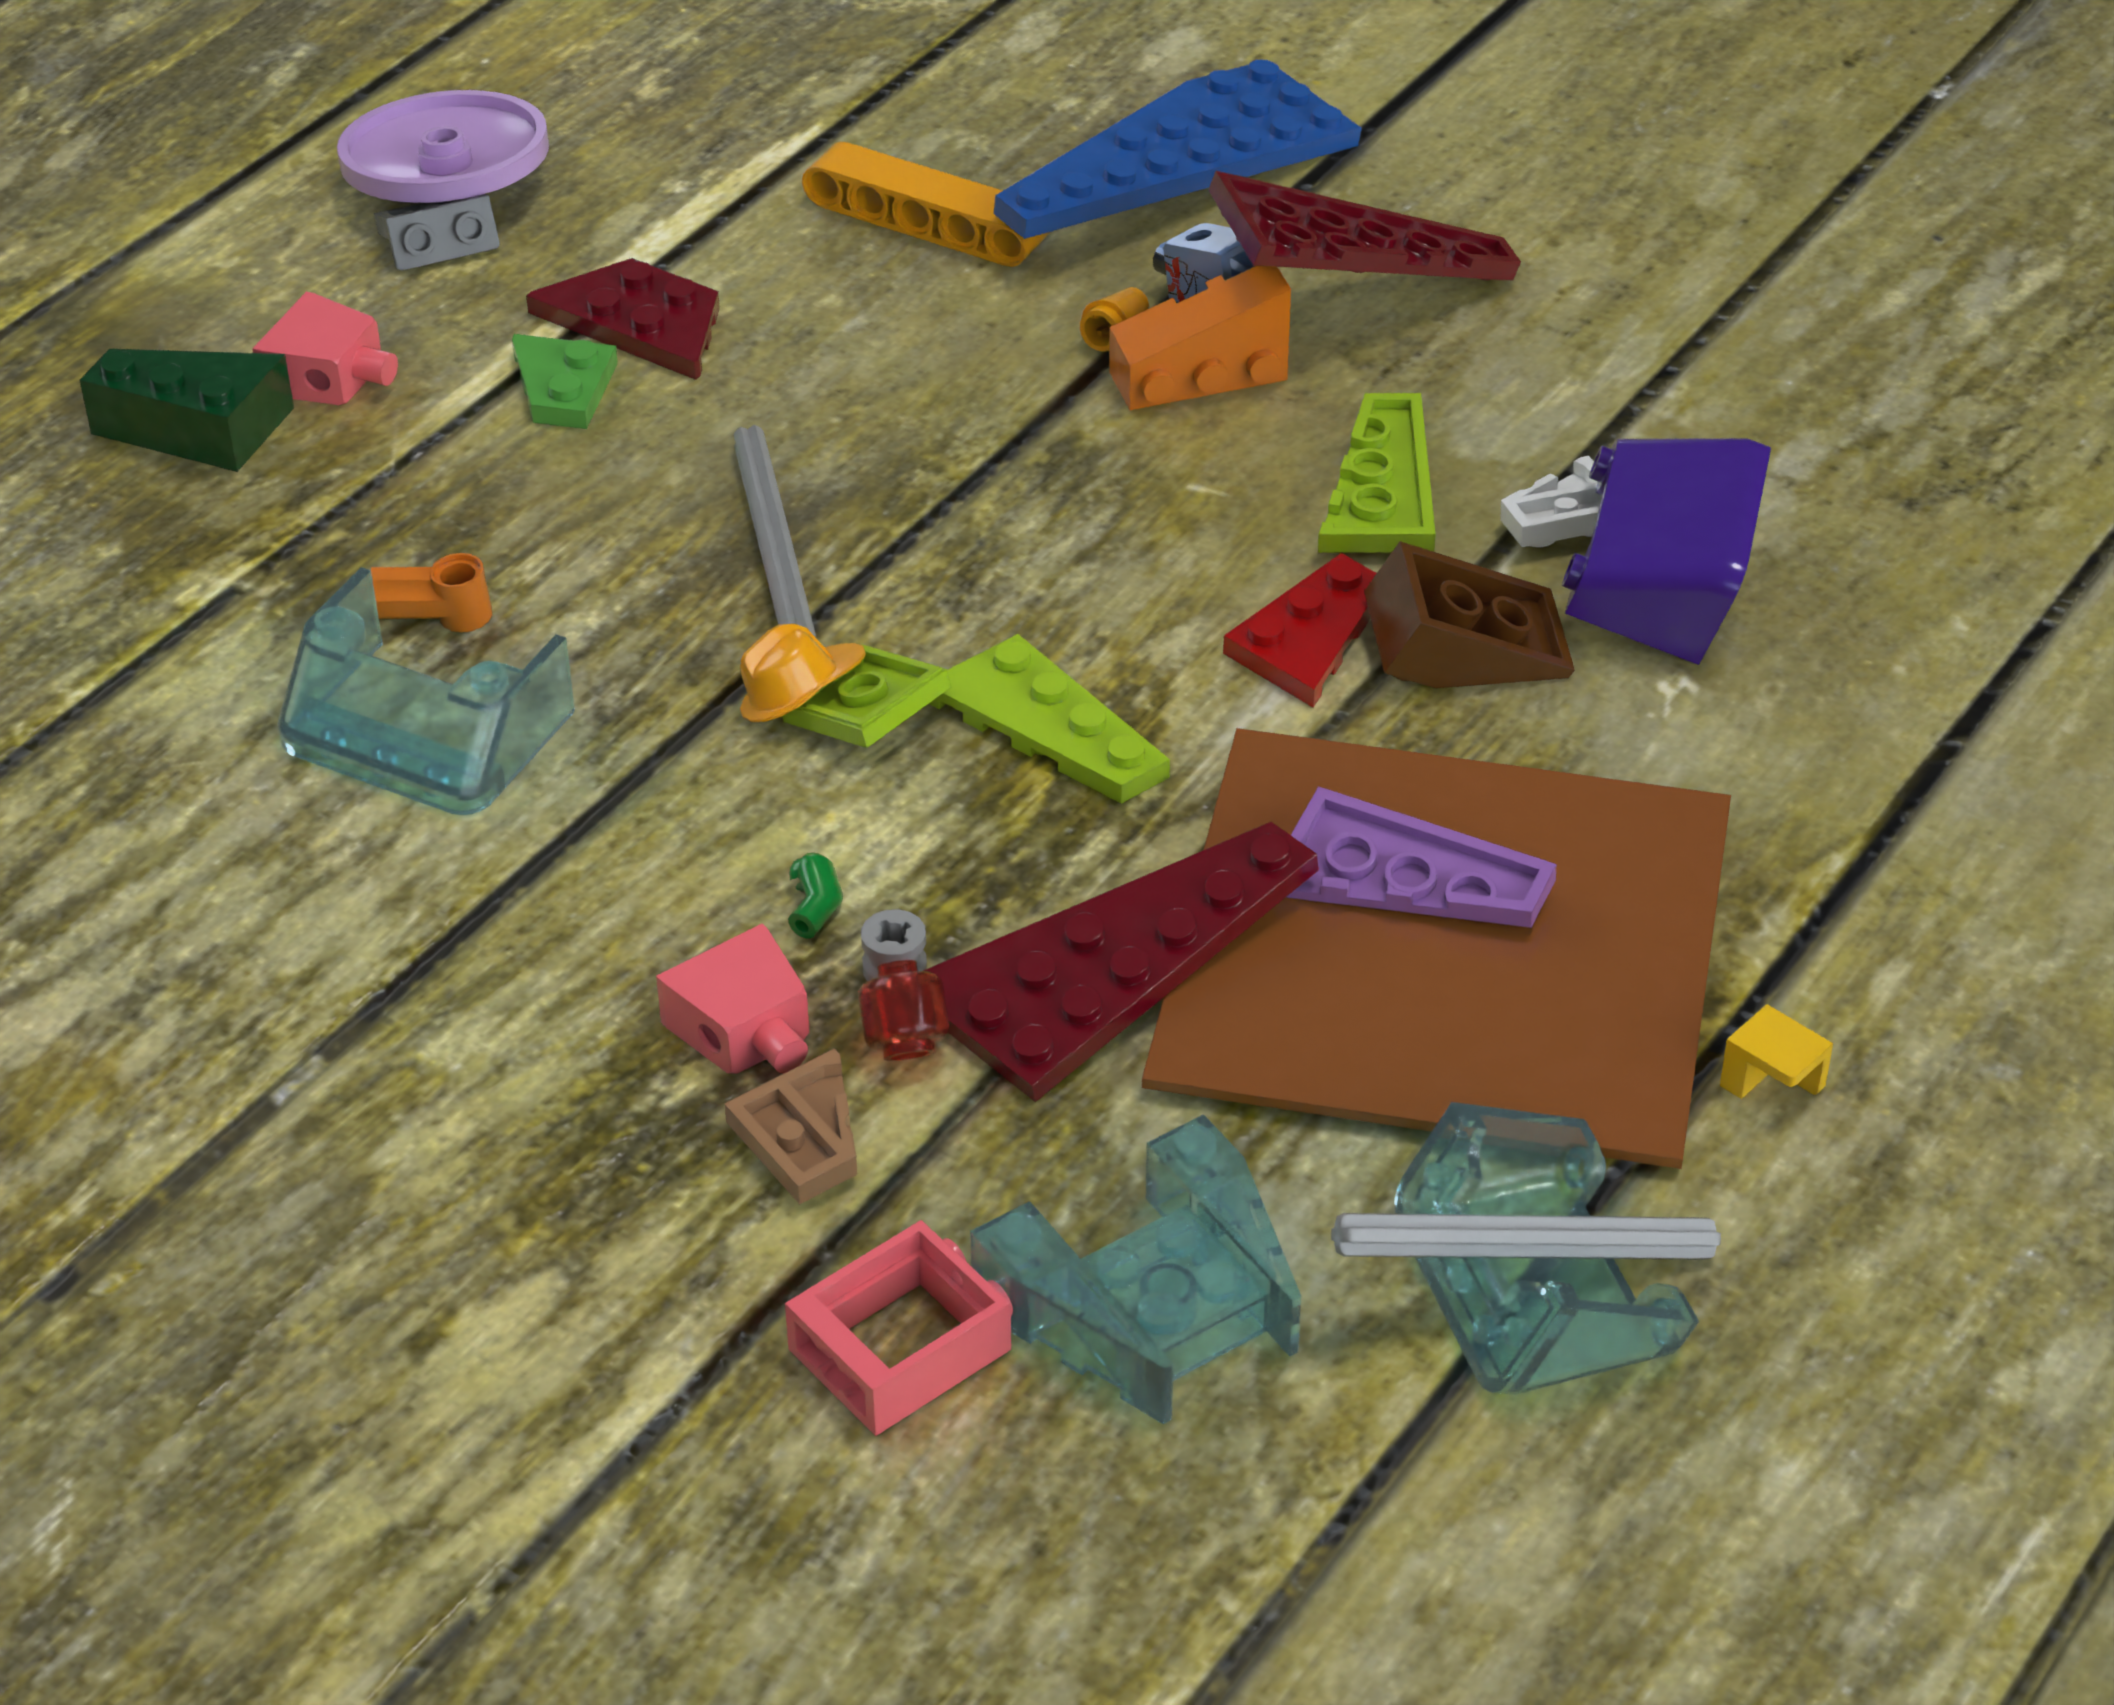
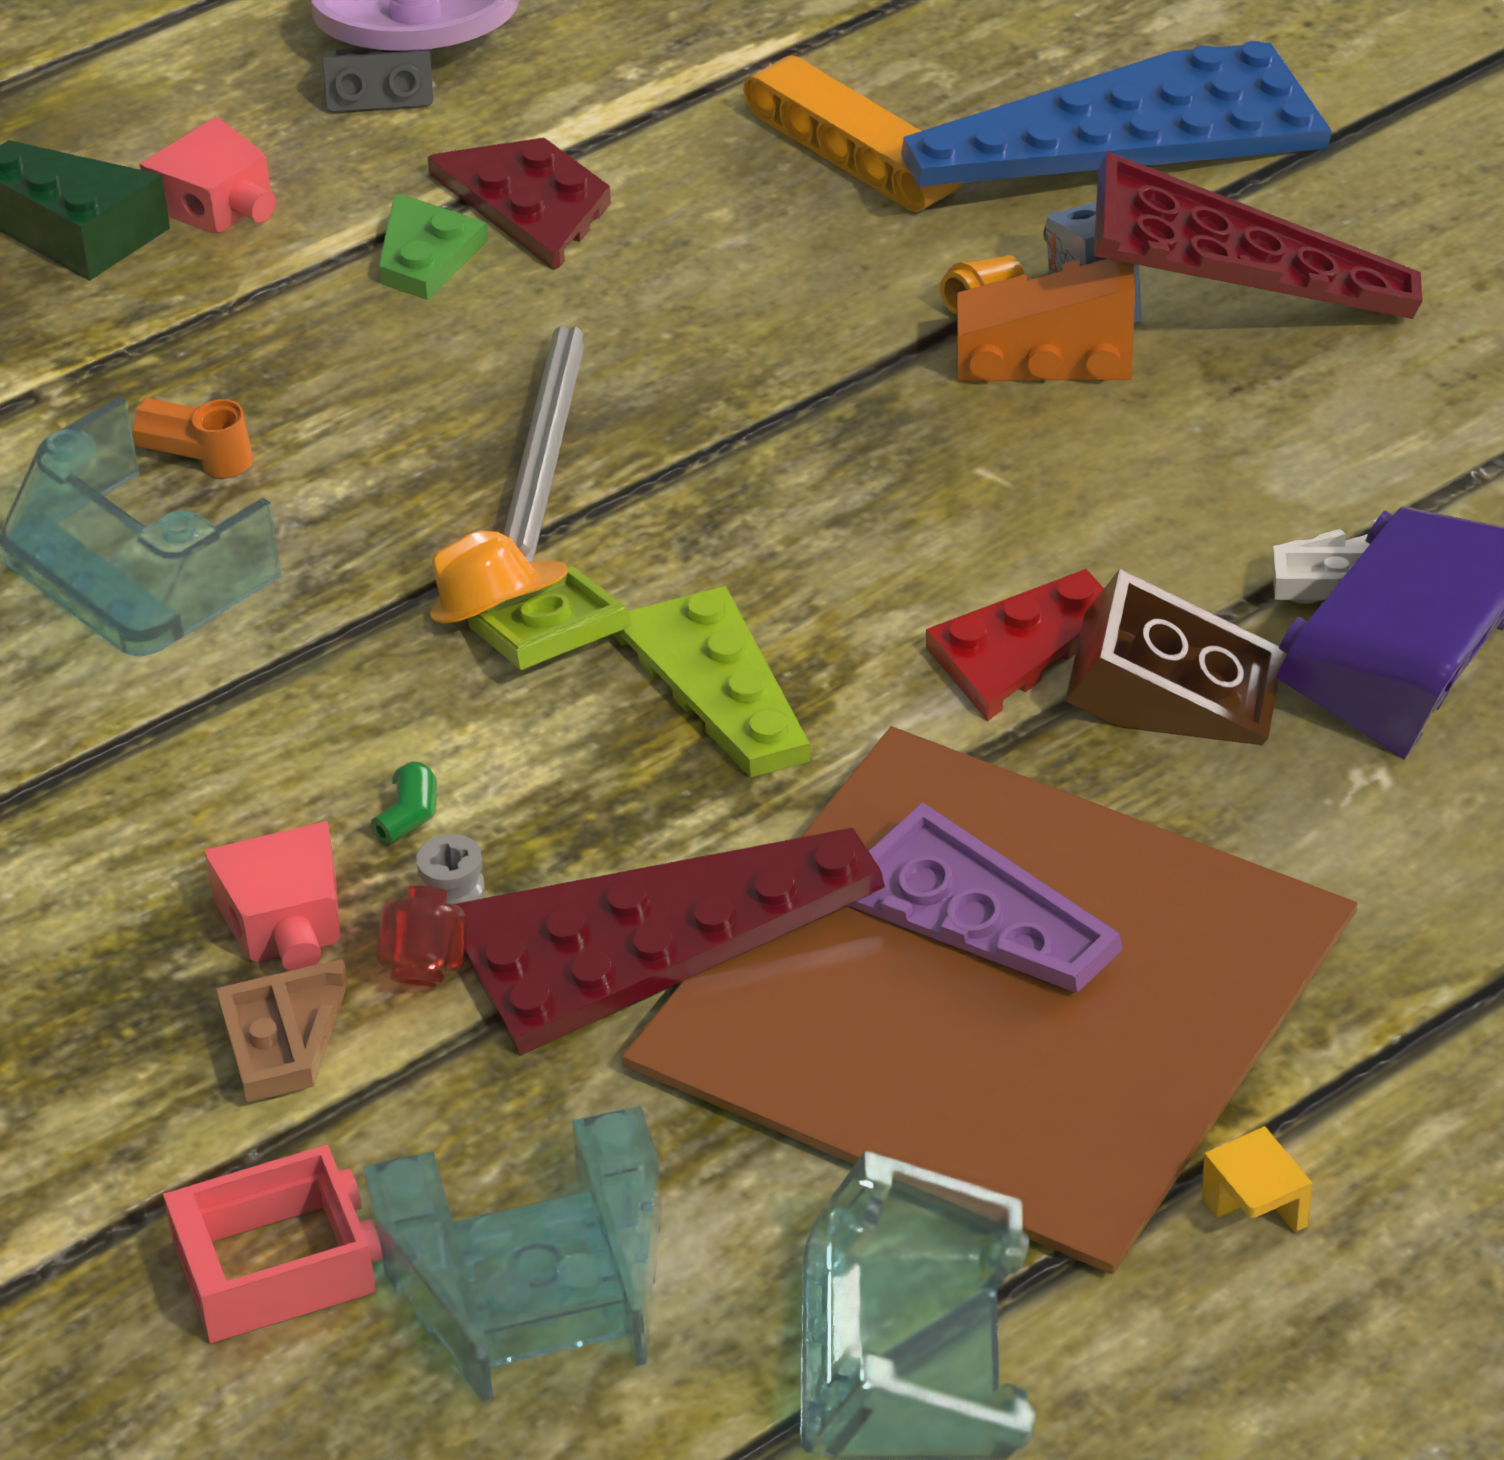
camera: 20 degrees right, 0 degrees up
(1382, 481) = (1166, 506): lime wing -> none
(1524, 1236) = (896, 1304): light grey axle -> none

